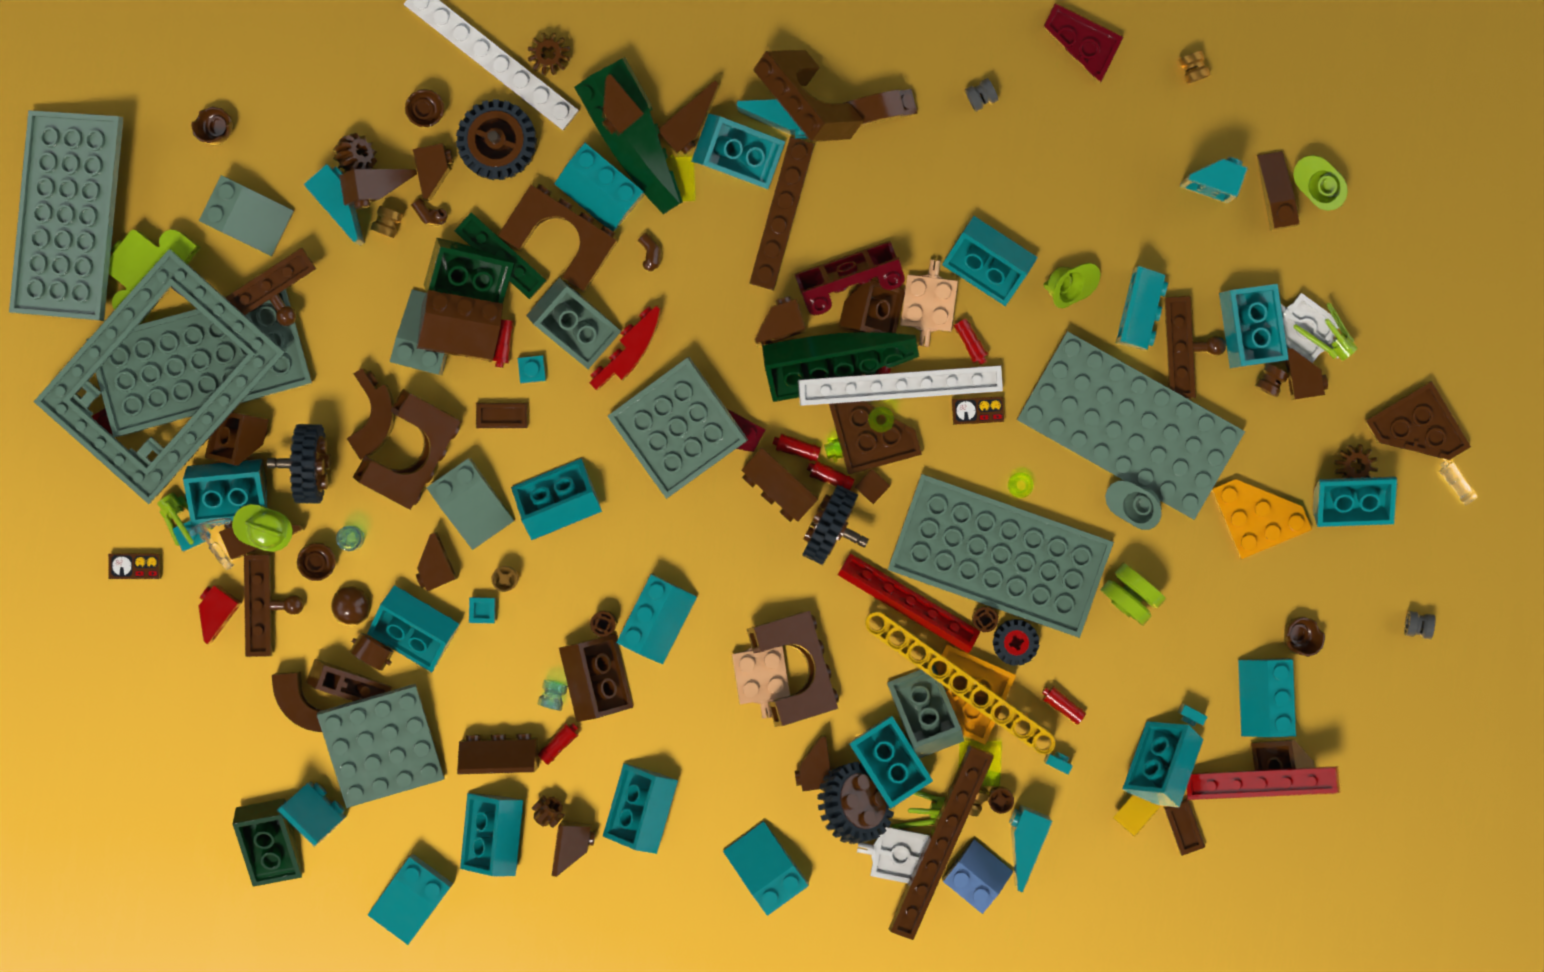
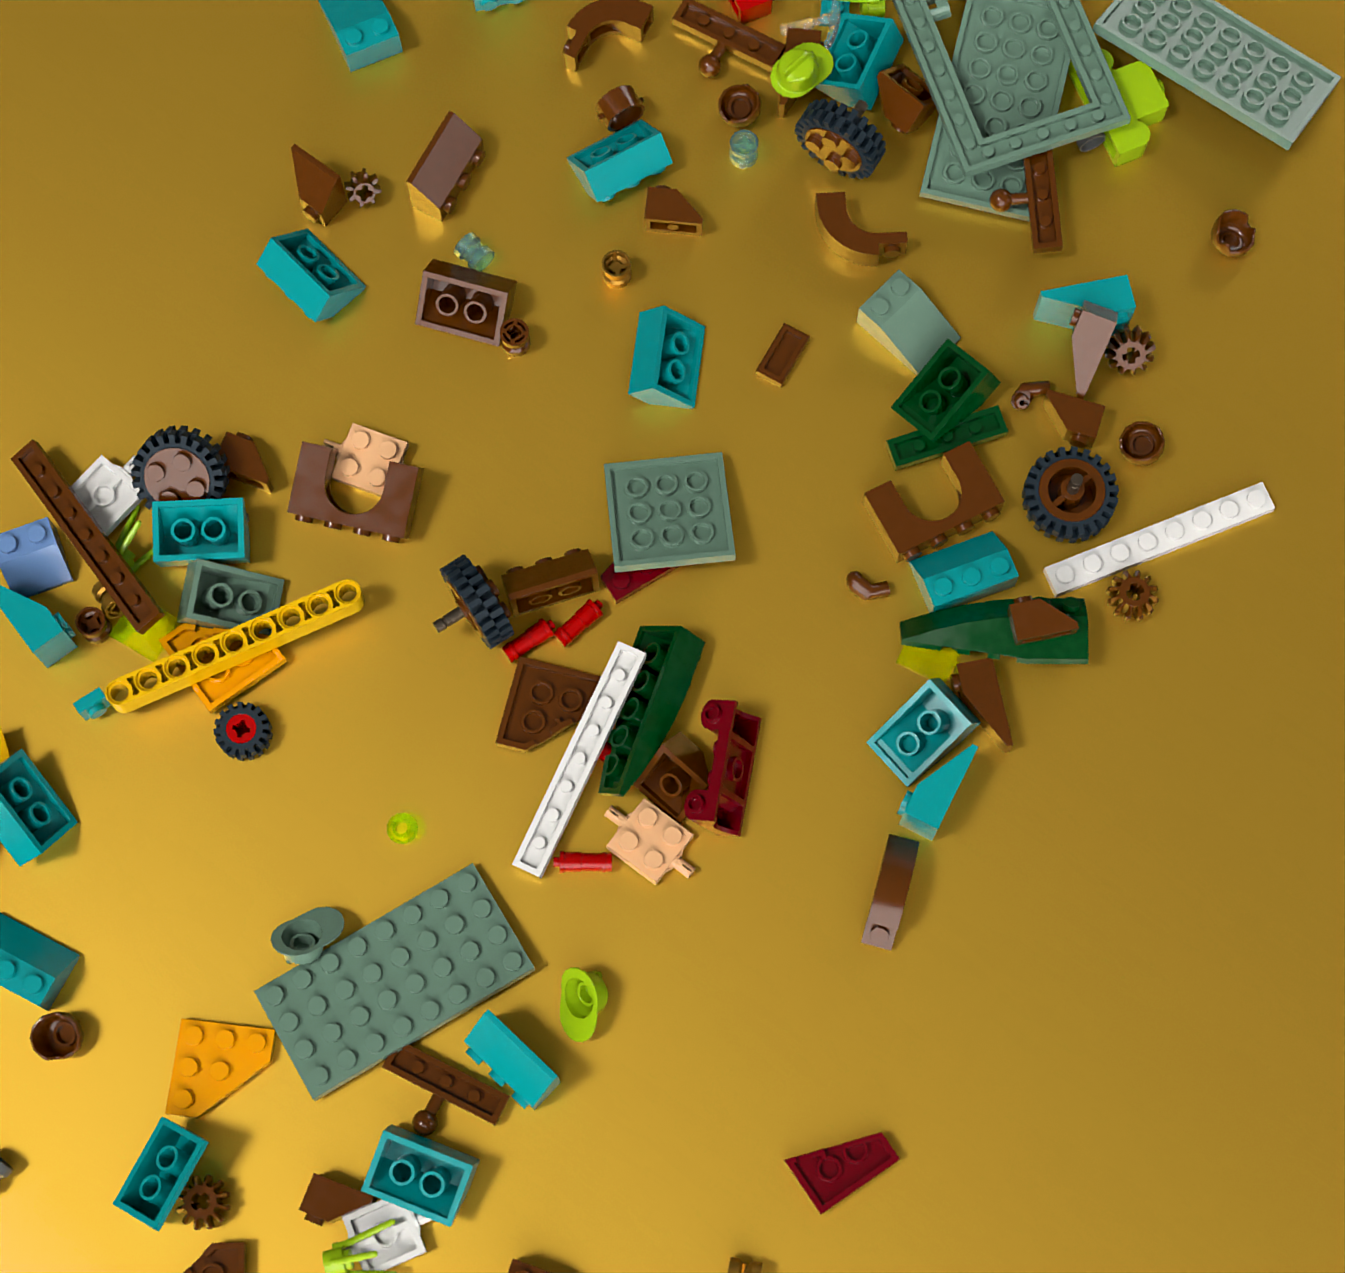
camera: 120 degrees right, 15 degrees down
(246, 215) = (1125, 219): sand green slope -> none
(343, 682) = (602, 72): reddish brown slope -> none
(350, 606) = (677, 116): reddish brown hair -> none
(380, 745) = (523, 69): sand green plate -> none
(387, 221) = (1041, 344): pearl gold wheel -> none
(406, 484) = (767, 221): reddish brown arch -> none
(459, 325) = (897, 353): reddish brown slope -> none
(470, 503) = (712, 276): sand green slope -> none
(482, 610) = (598, 232): teal plate -> none
(491, 834) = (372, 126): teal slope -> none
(503, 344) = (857, 394): red piece -> none
(531, 369) = (812, 408): teal plate -> none
(558, 743) = (423, 235): red piece -> none
(573, 323) = (836, 469): sand green slope -> none
(636, 341) = (779, 519): red slope -> none
(656, 619) = (488, 389): teal slope -> none
(766, 868) = (173, 360): teal slope -> none
(781, 213) = (832, 742): reddish brown plate -> none
(781, 322) = (717, 667): reddish brown slope -> none
(784, 76) = (915, 810): reddish brown arch -> none
(833, 449) = (554, 655): clear neon green plate -> none
(872, 486) = (493, 676): reddish brown tile -> none
(881, 411) = (549, 712): clear neon green plate -> none
(909, 603) = (349, 645): red plate -> none
(977, 410) = (507, 828): tile -> none
(982, 616) = (290, 717): reddish brown wheel -> none
(987, 93) = (843, 1021): dark grey wheel -> none
(989, 261) = (658, 929): teal slope -> none
(1000, 555) = (341, 766): sand green plate -> none
(1063, 704) = (149, 744): red piece -> none
(1133, 593) = (214, 875): lime wheel -> none
(1191, 716) = (52, 870): teal plate -> none
(1218, 181) = (602, 1222): teal slope -> none
(1271, 380) = (350, 1162): reddish brown wheel -> none

